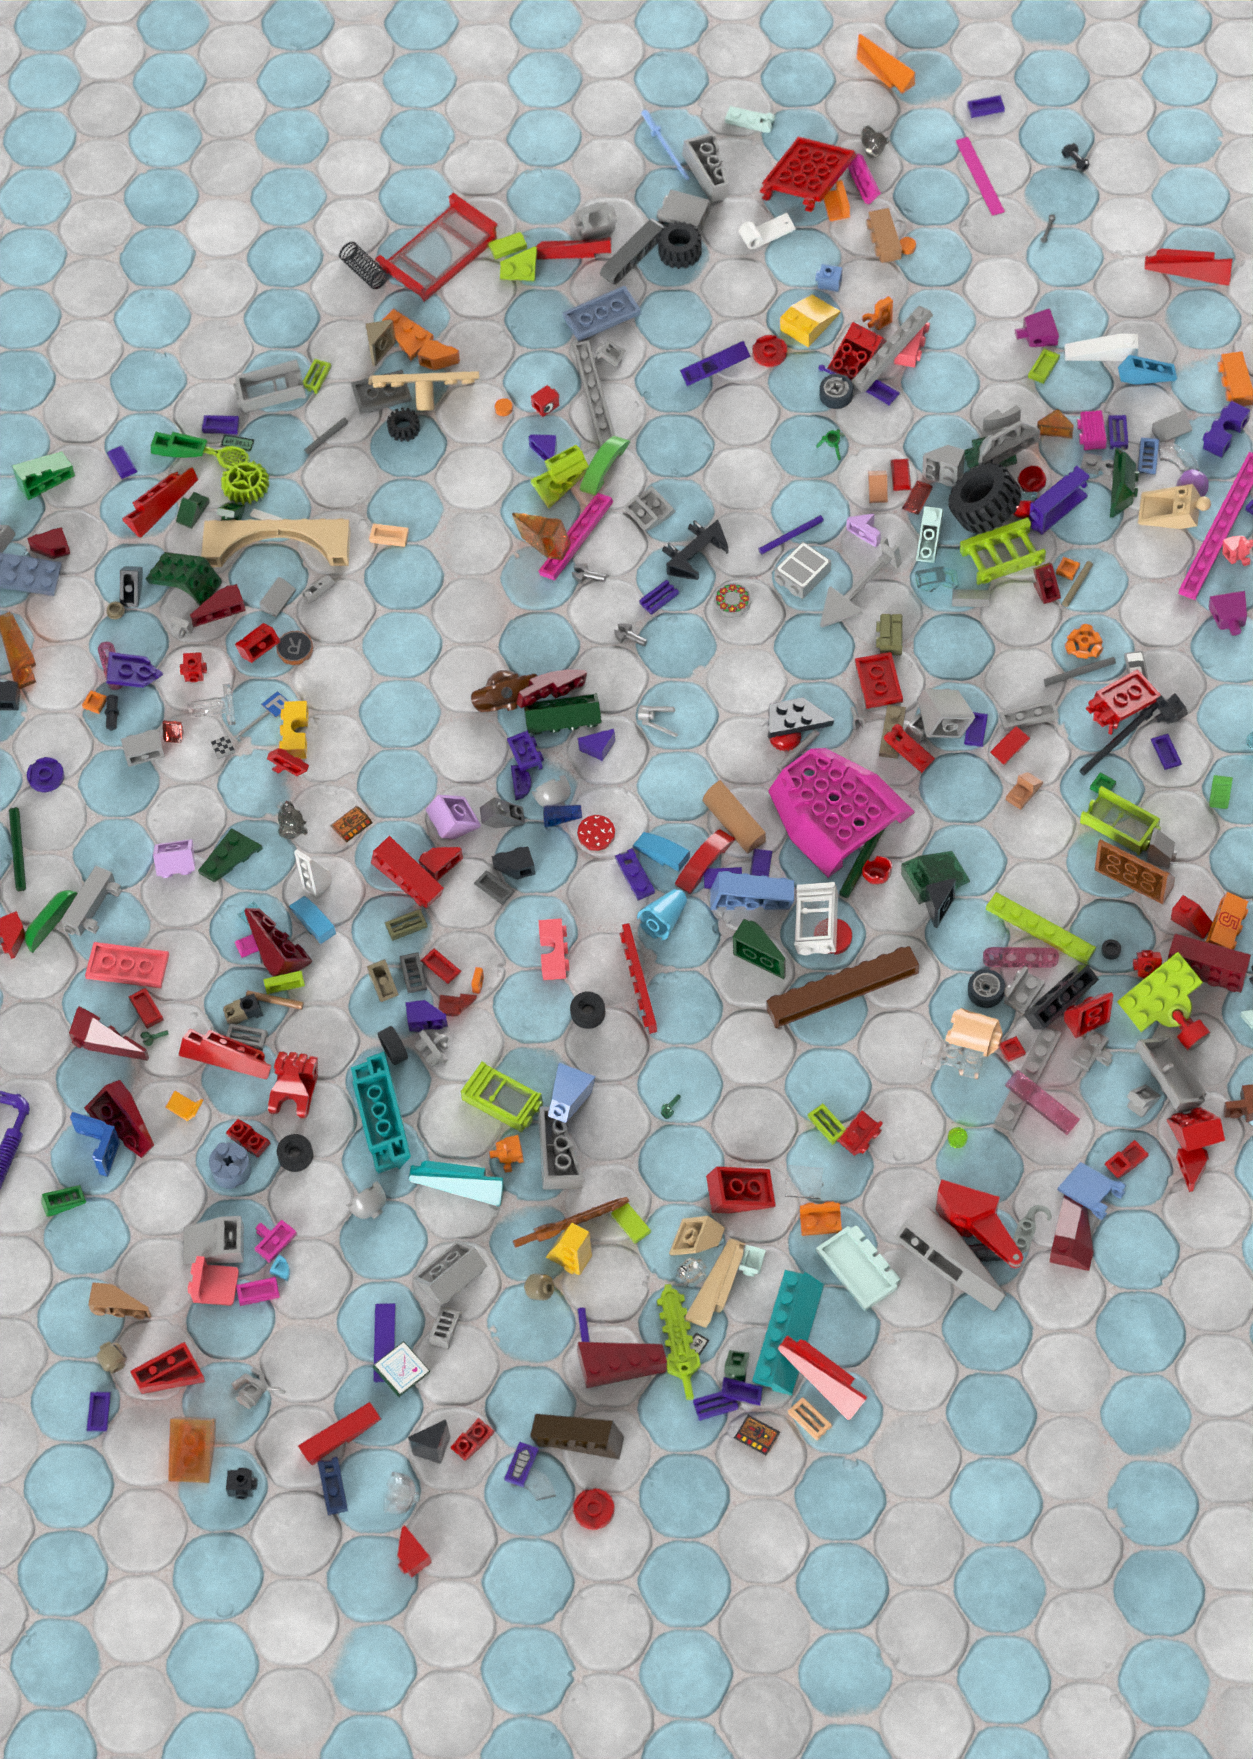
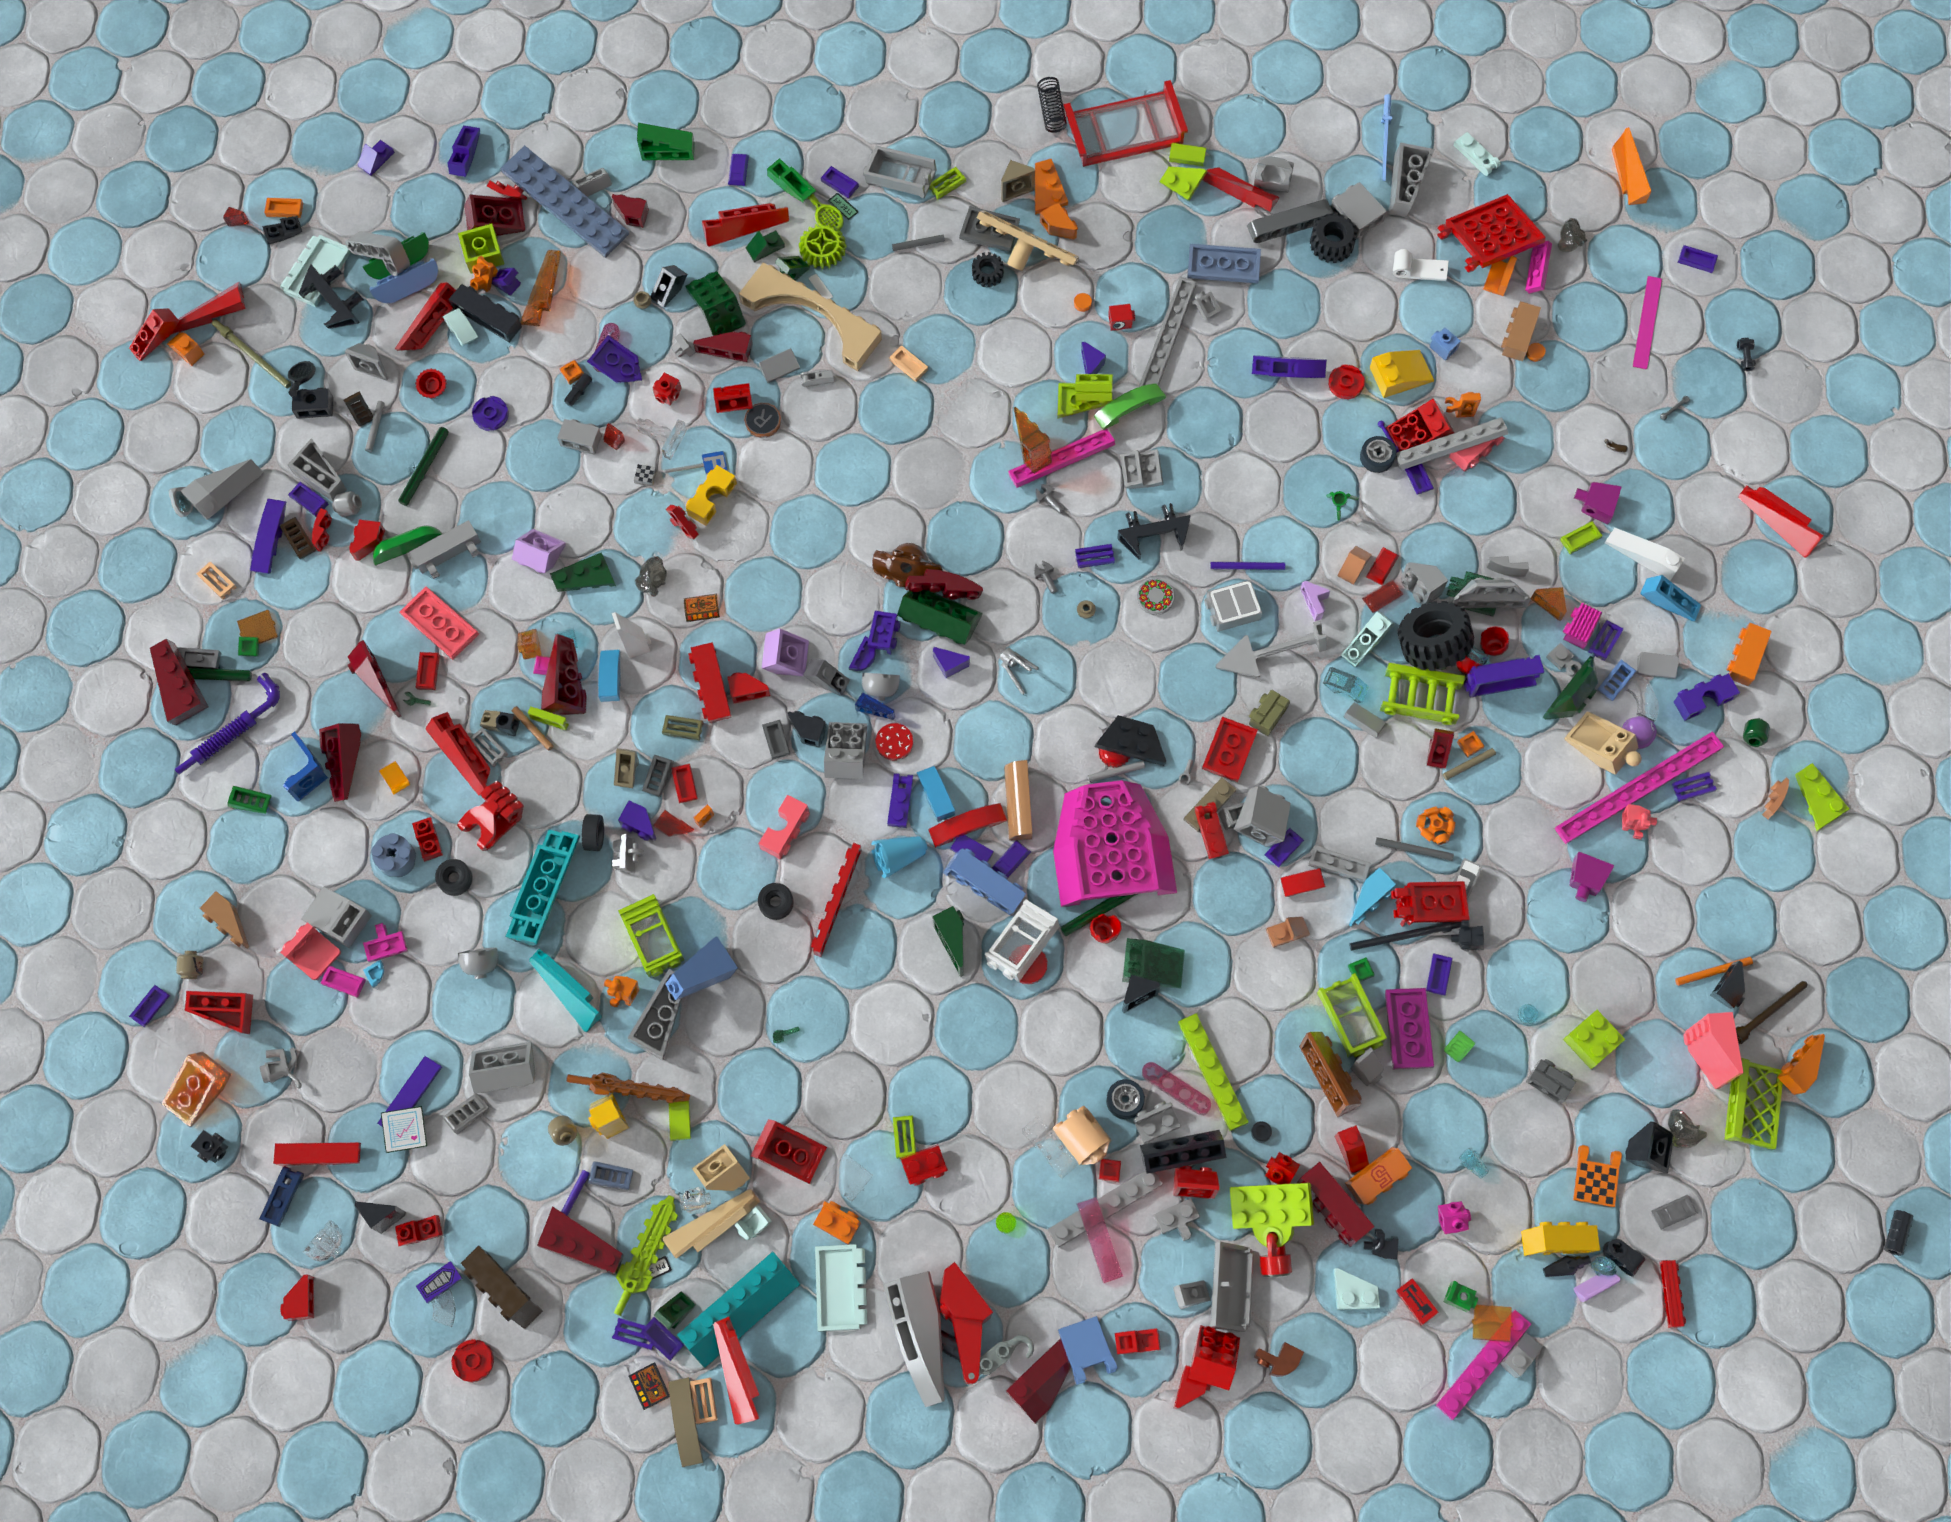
camera: 30 degrees right, 10 degrees up
(222, 935) = (529, 644): none -> clear orange slope
(561, 862) = (845, 750): none -> light grey slope
(597, 1308) = (597, 1165): none -> sand blue slope
(682, 646) = (1086, 614): none -> dark tan plate
(808, 1442) = (685, 1422): none -> dark tan slope
(842, 986) = (1002, 1017): reddish brown brick -> none
(1022, 283) = (1616, 447): none -> dark brown piece
(1069, 721) = (1372, 892): none -> medium azure slope
(1171, 804) = (1409, 1028): none -> magenta plate

